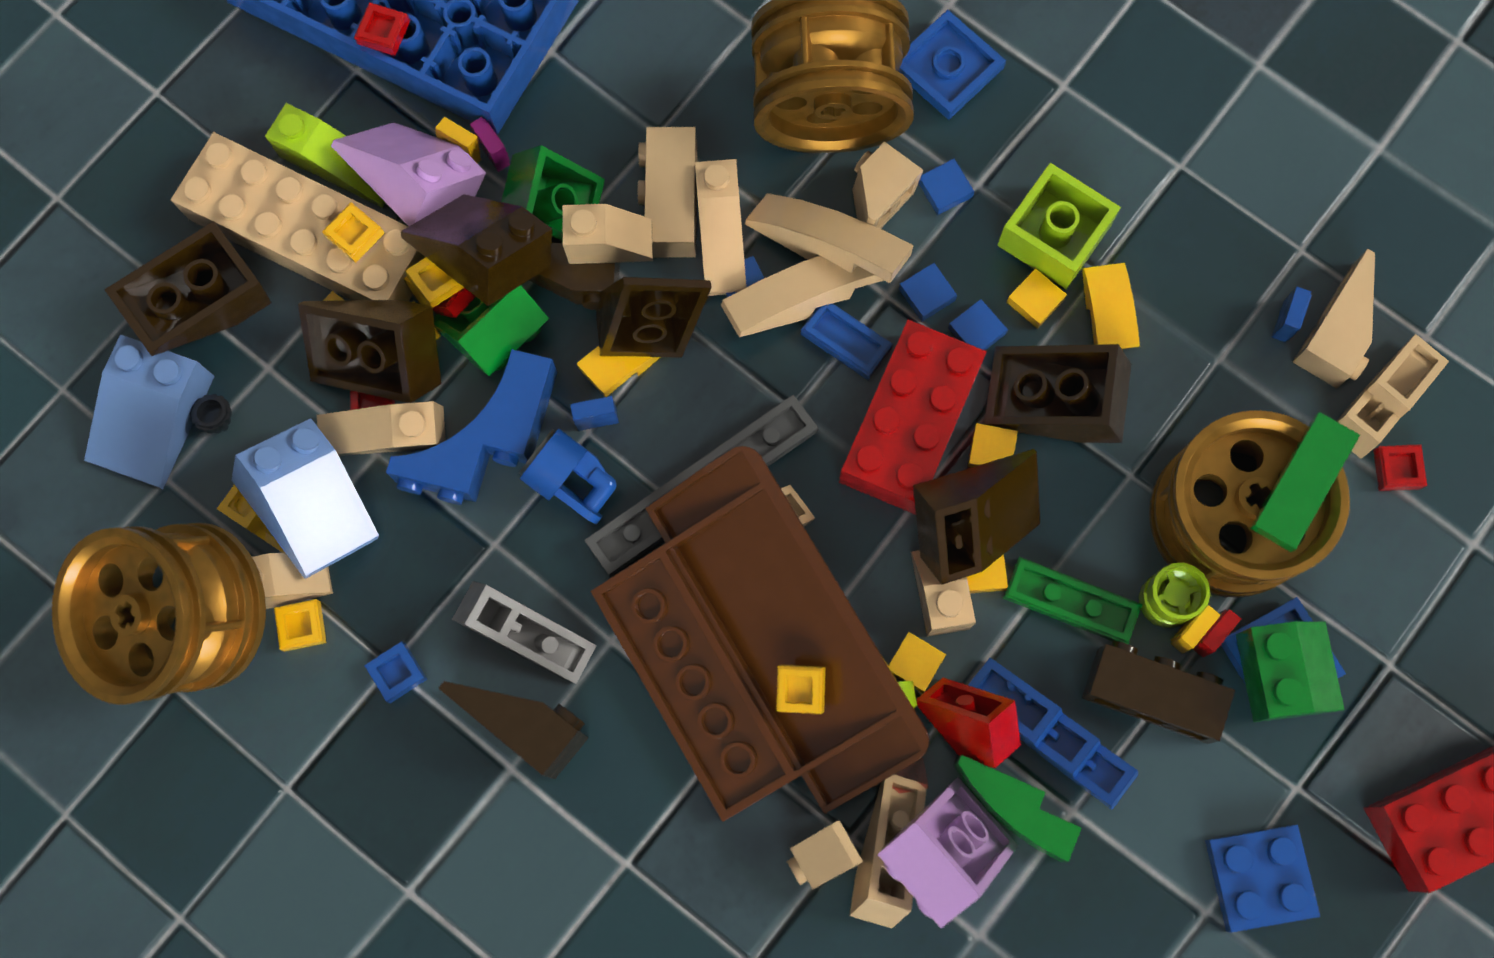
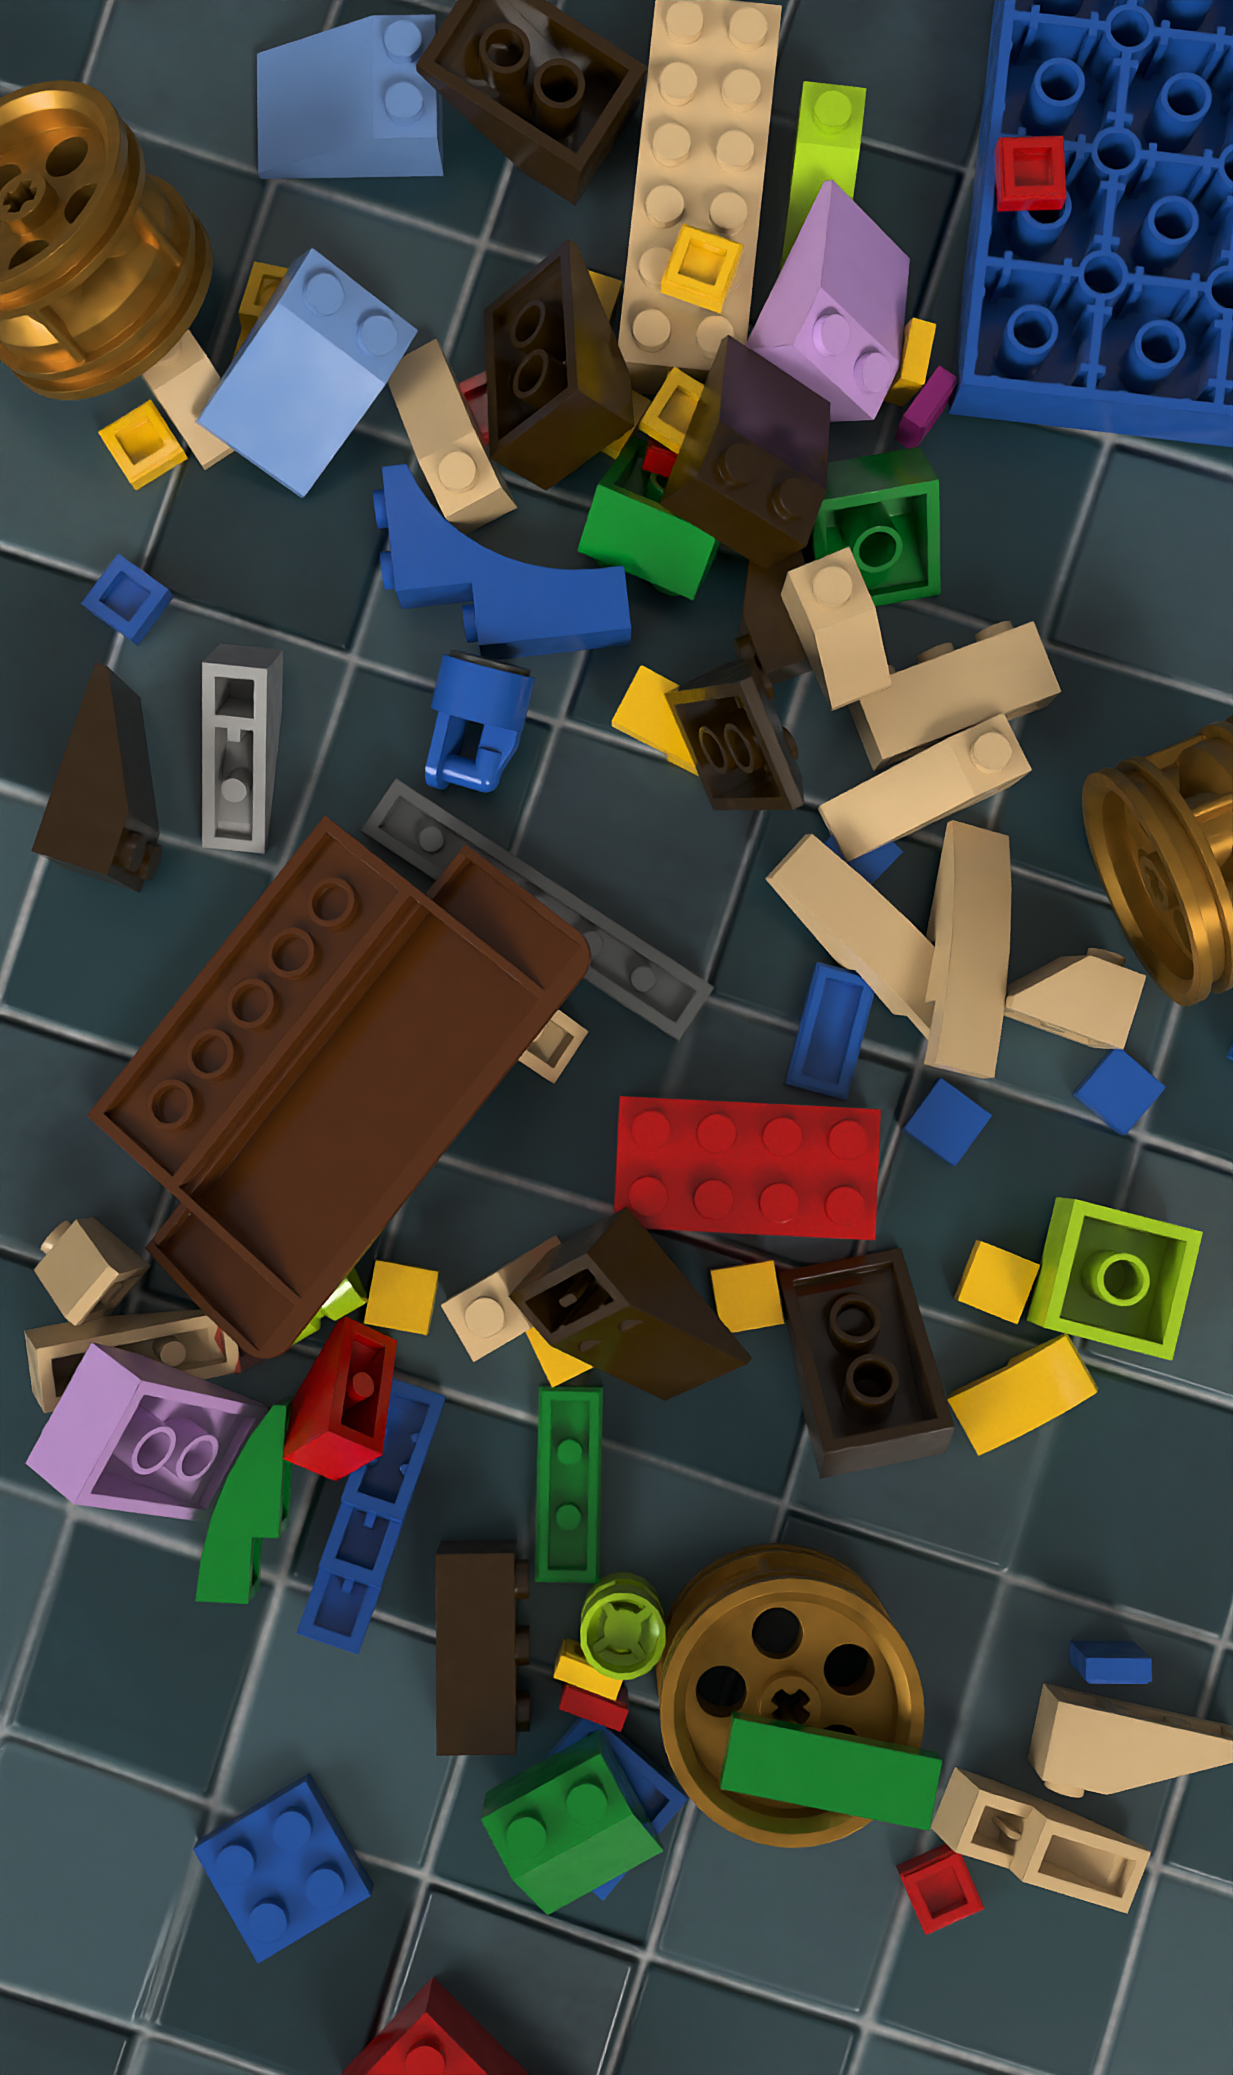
camera: 60 degrees right, 10 degrees up
(211, 414) = (383, 194): black piece -> none
(594, 413) = (582, 719): blue tile -> none
(800, 689) = (283, 1155): yellow tile -> none
(978, 326) = (917, 1213): blue tile -> none

